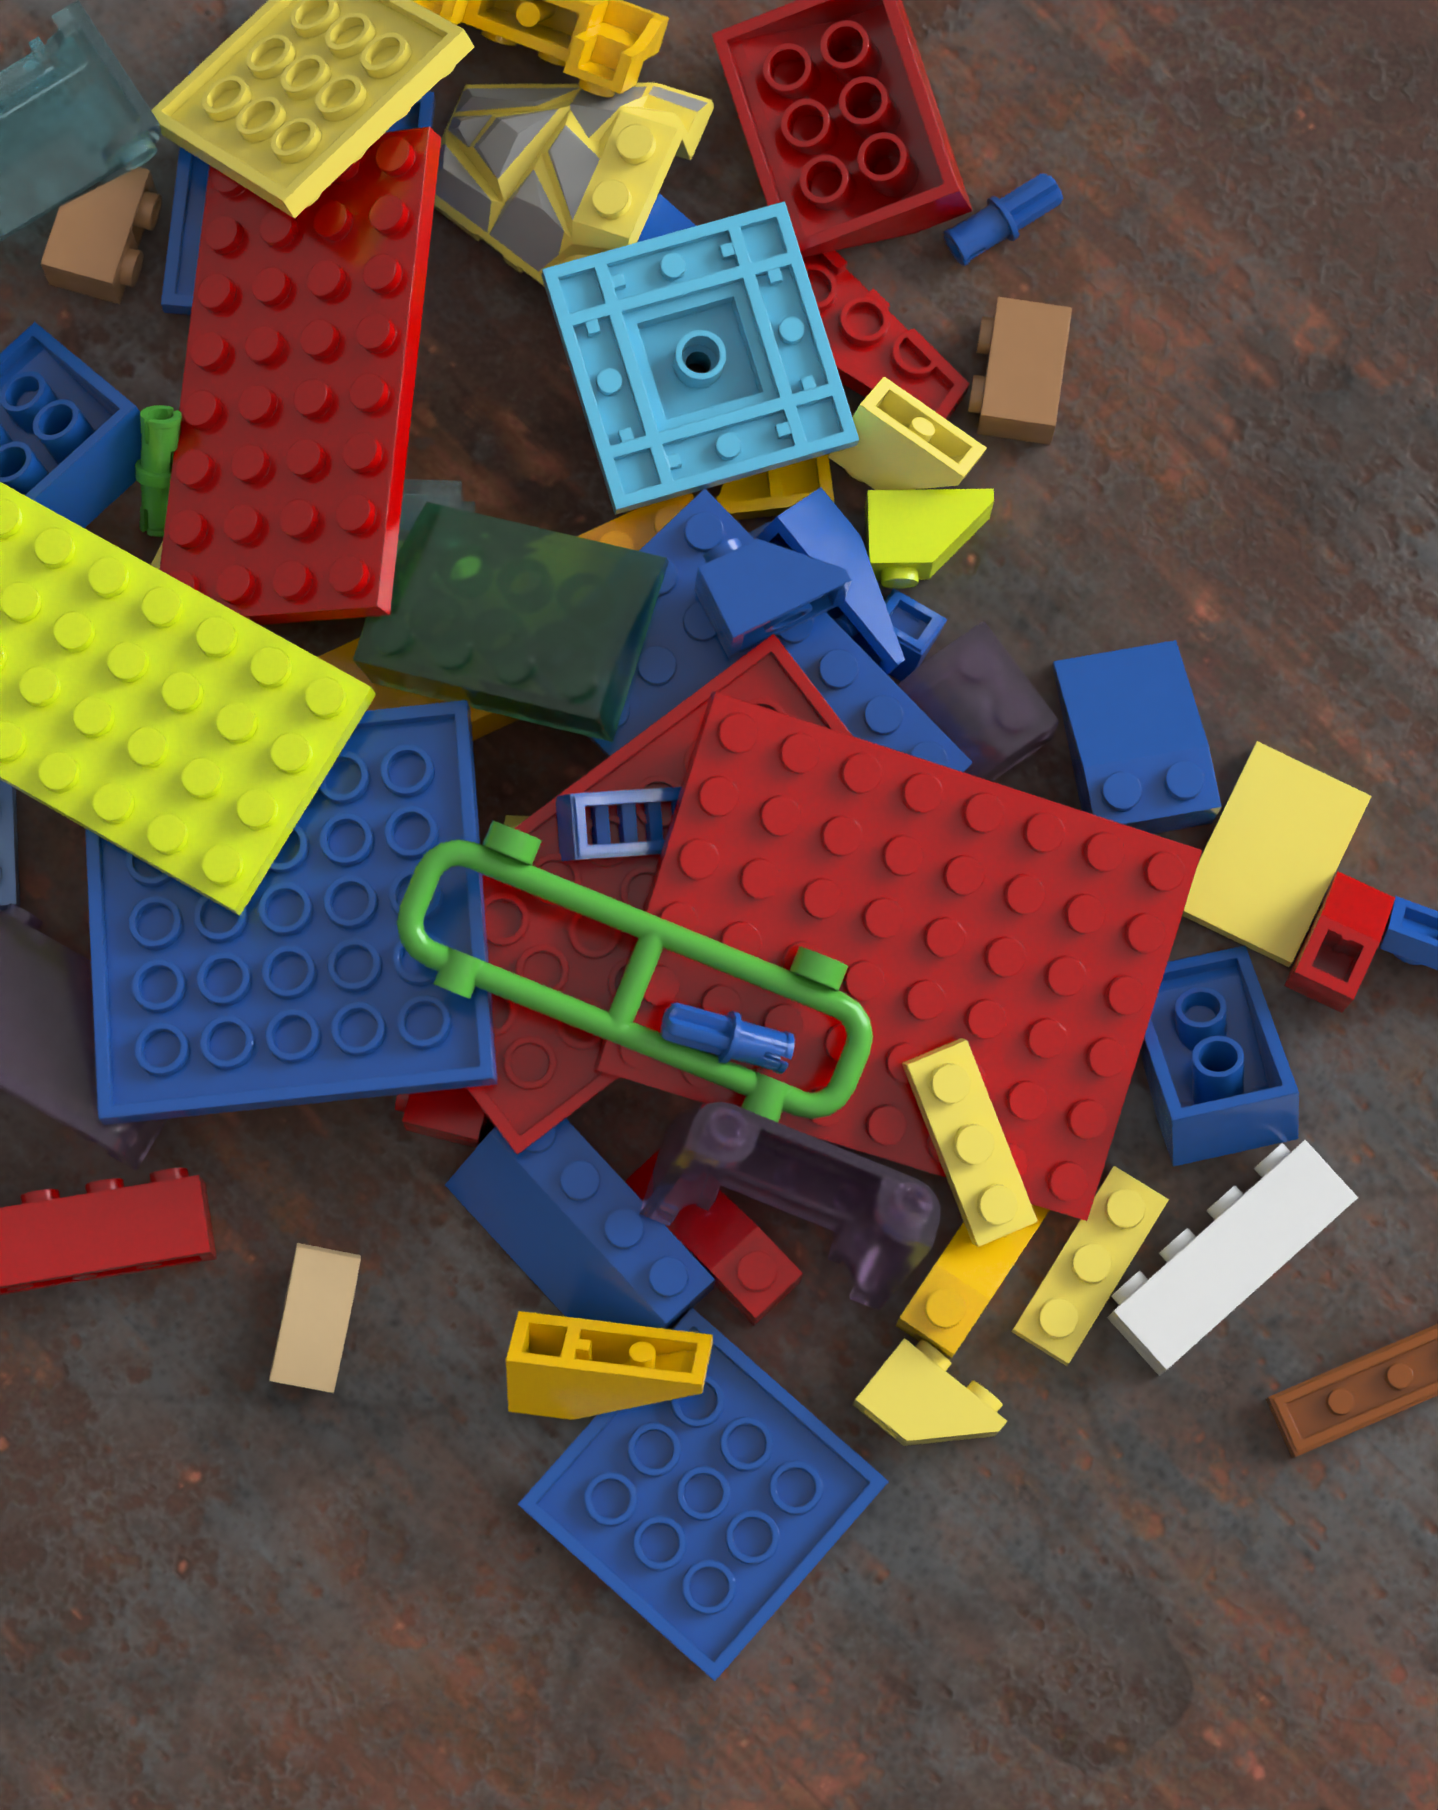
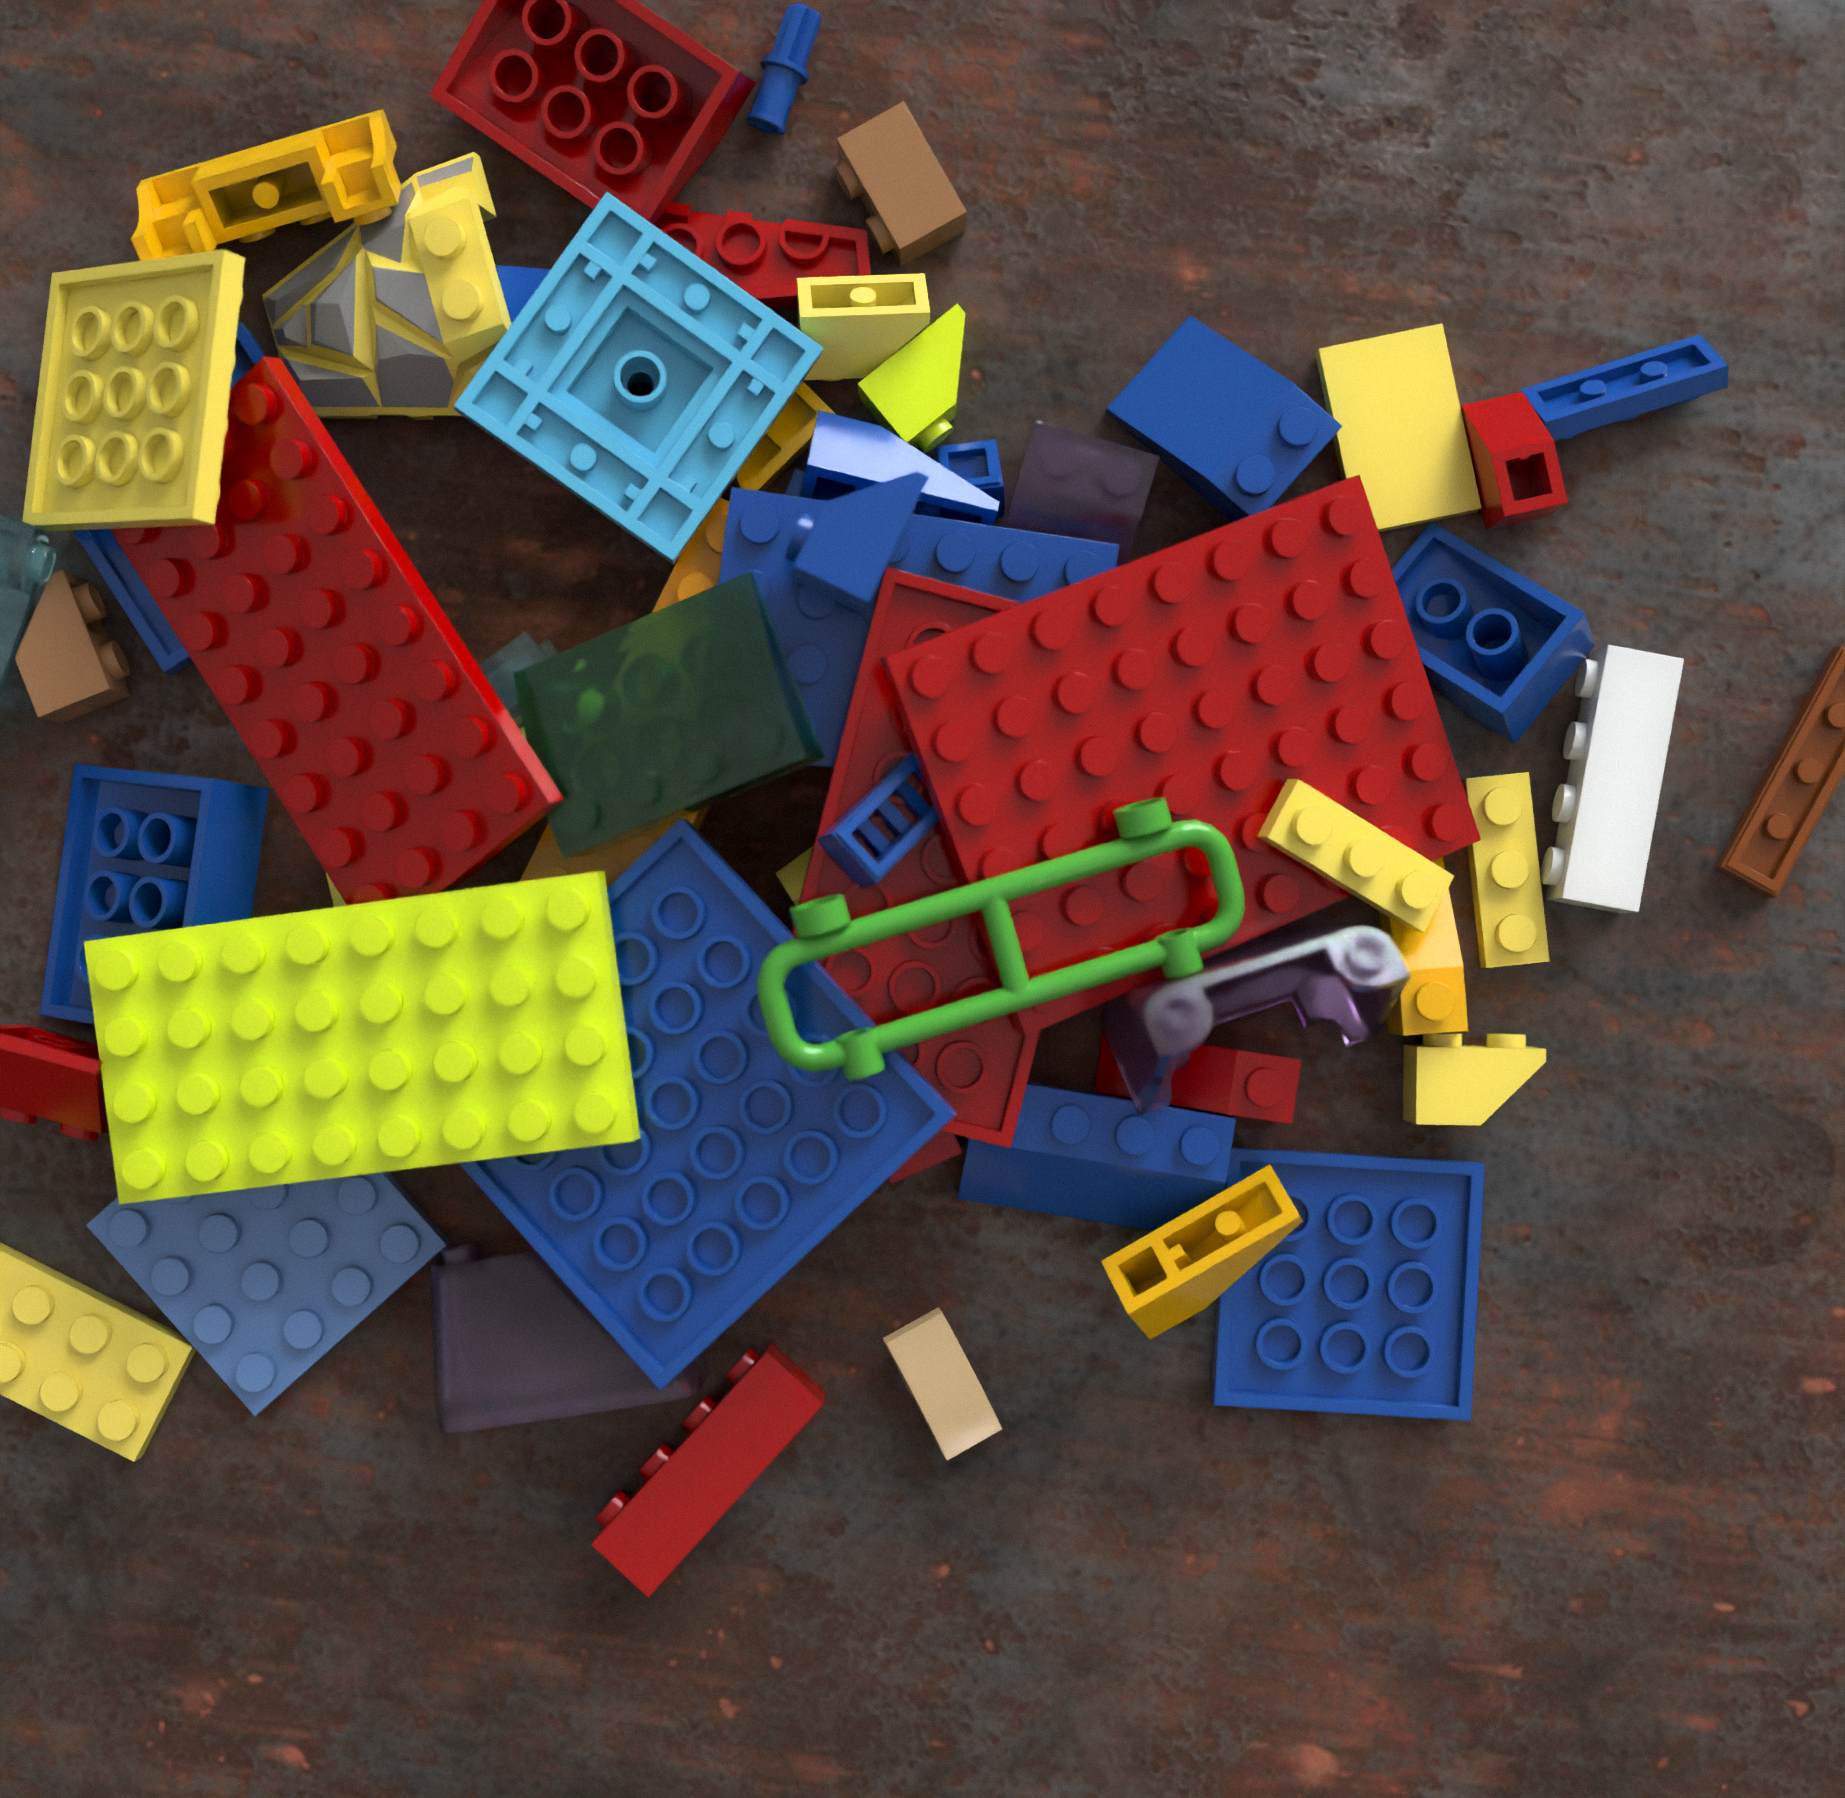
camera: 35 degrees left, 10 degrees up
(153, 471) = (255, 790): bright green pin -> none
(727, 1037) = (1114, 931): blue axle -> none

